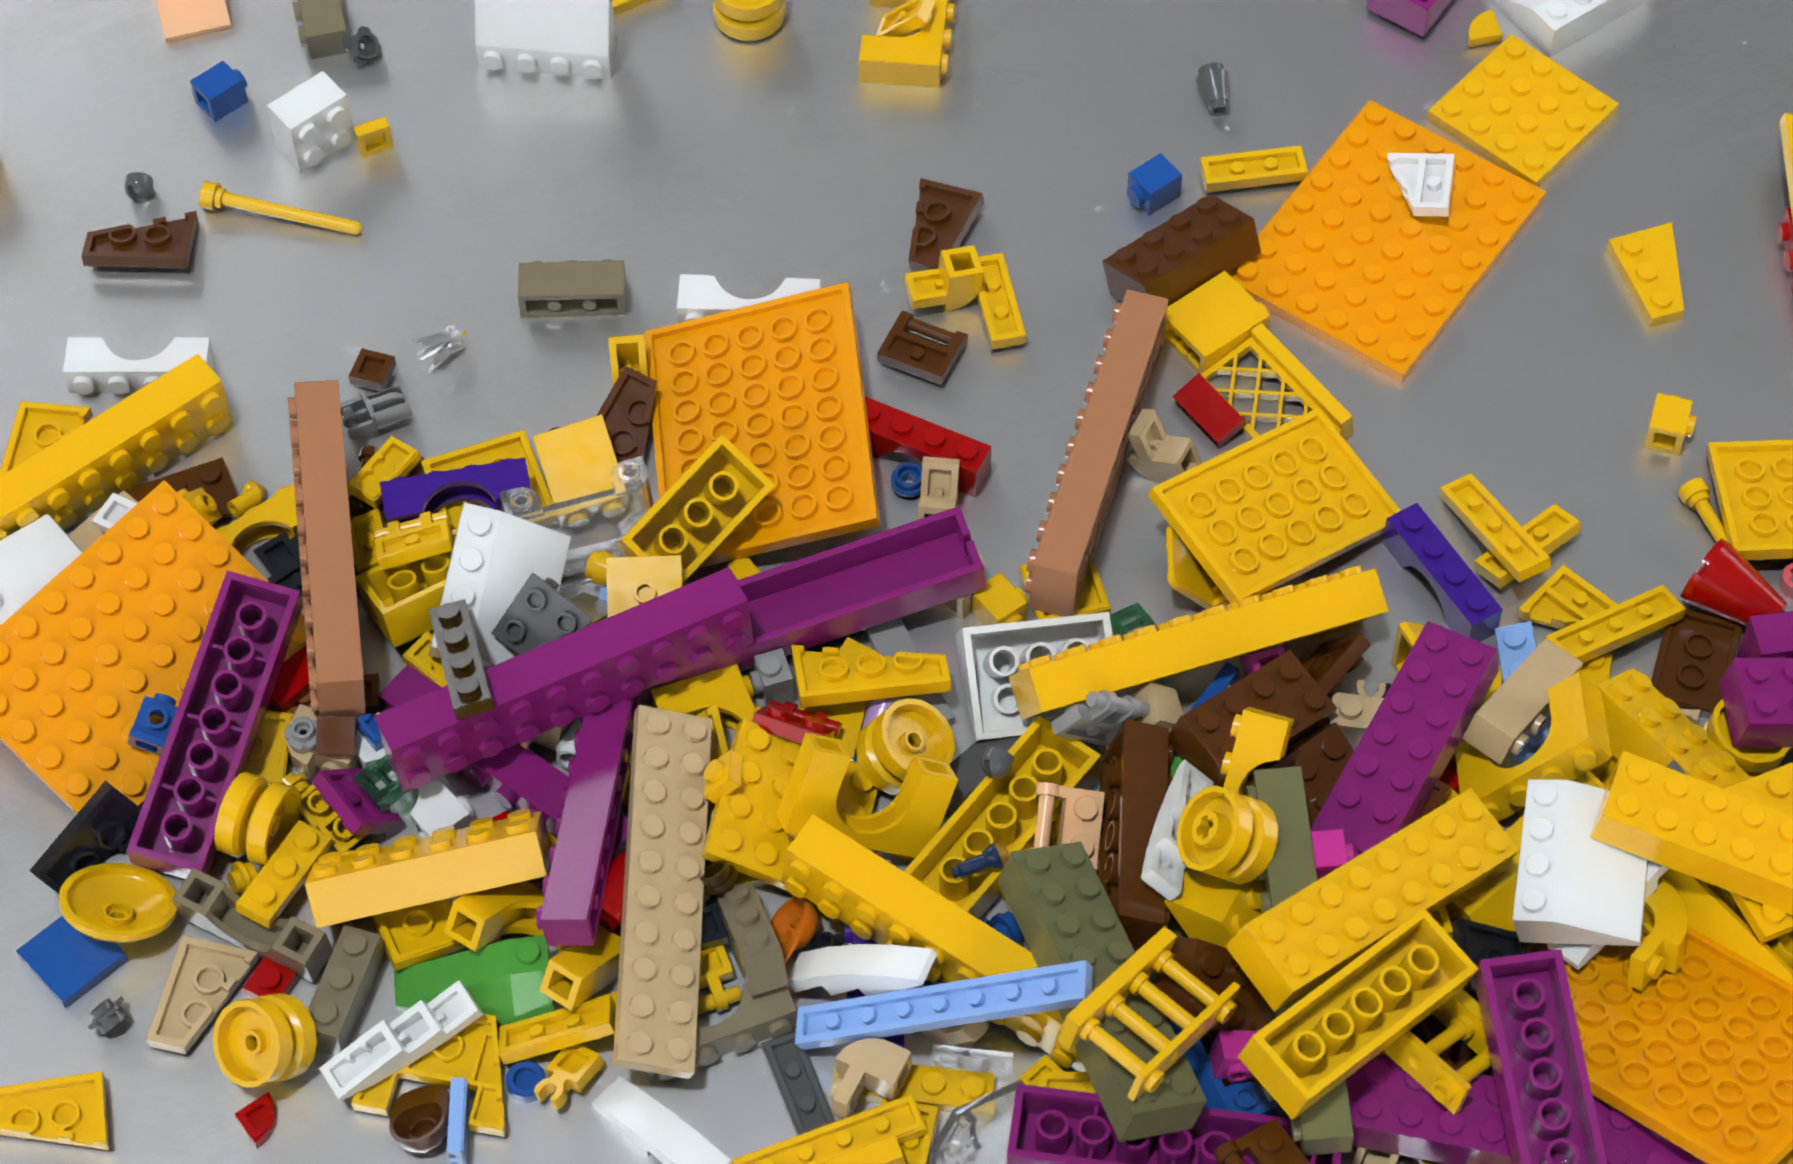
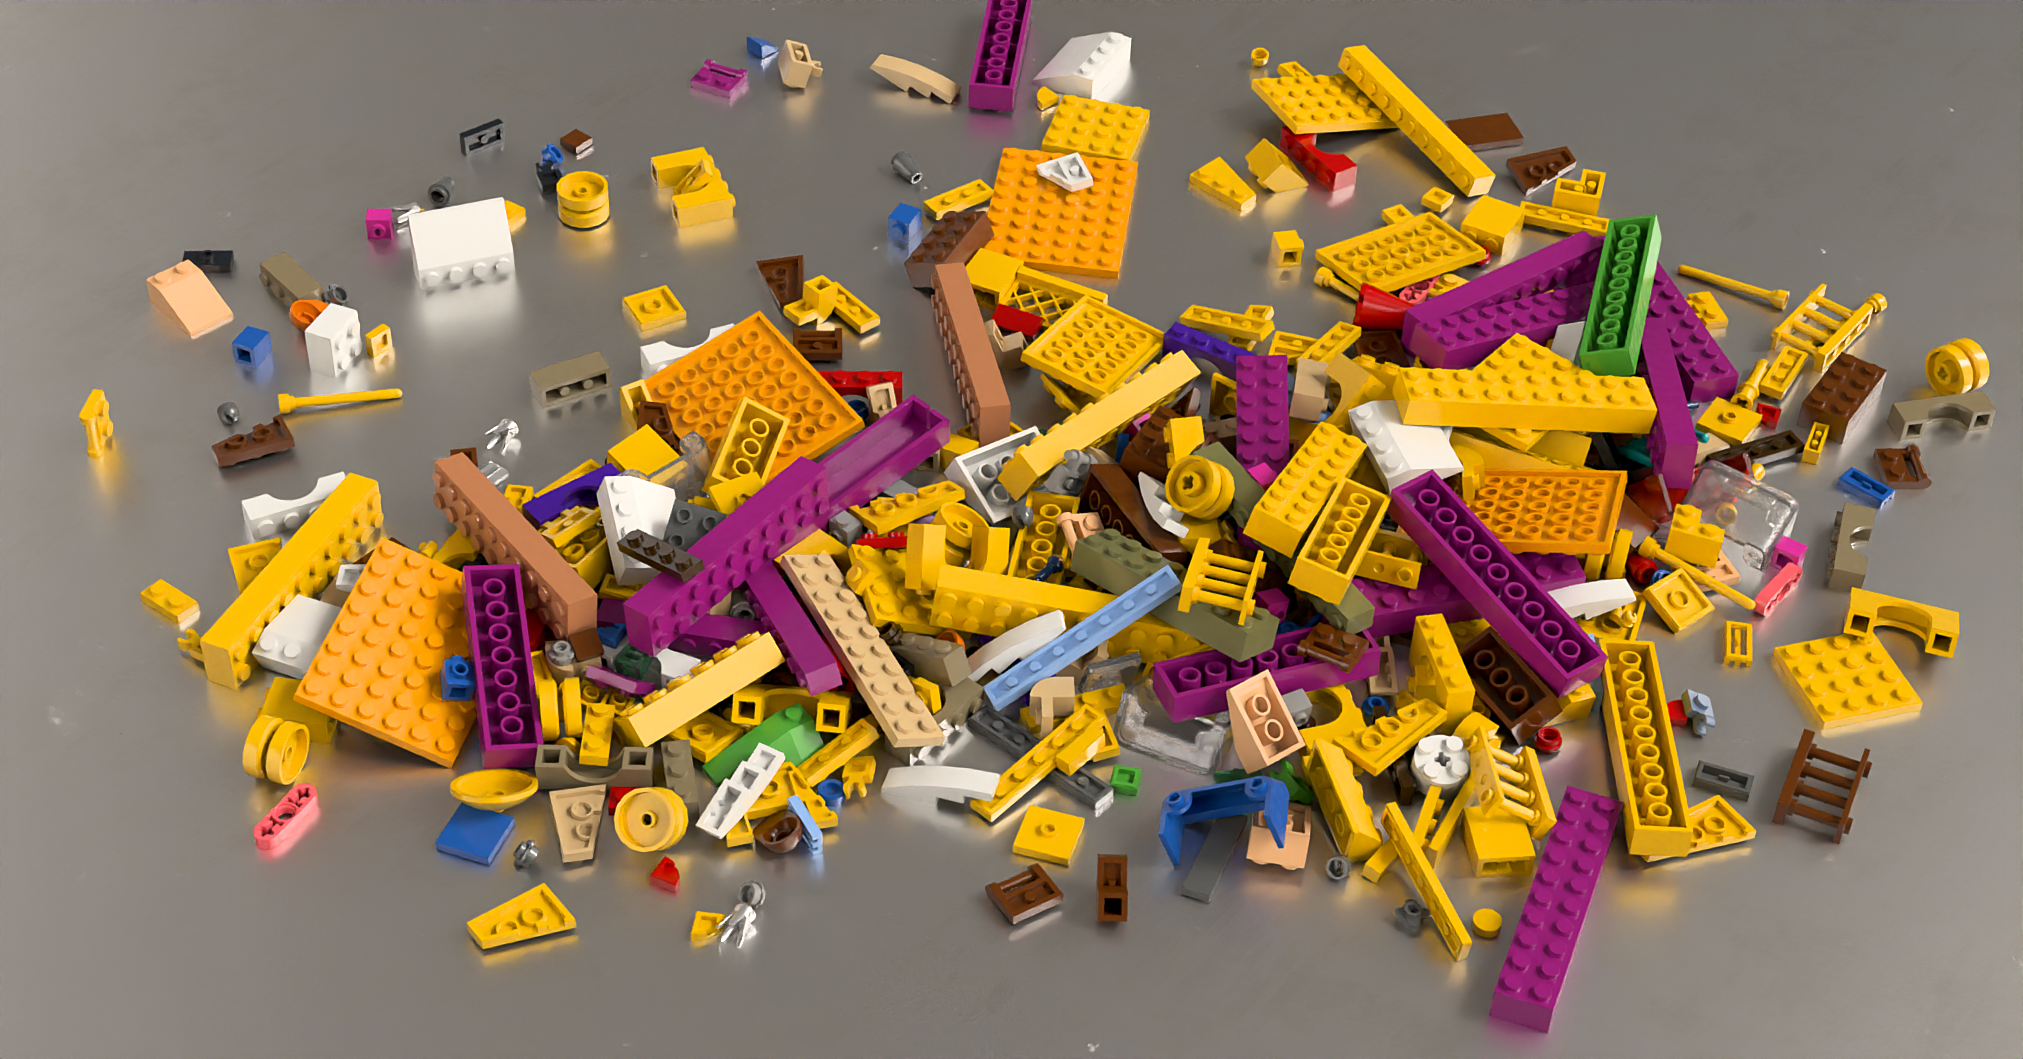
camera: 30 degrees left, 15 degrees down
(91, 836) = (450, 758): black wing -> none
(310, 58) = (304, 312): none -> orange cap
(710, 997) = (928, 693): none -> yellow plate
(747, 207) = (653, 308): none -> yellow tile
(1739, 274) = (1274, 168): none -> yellow slope

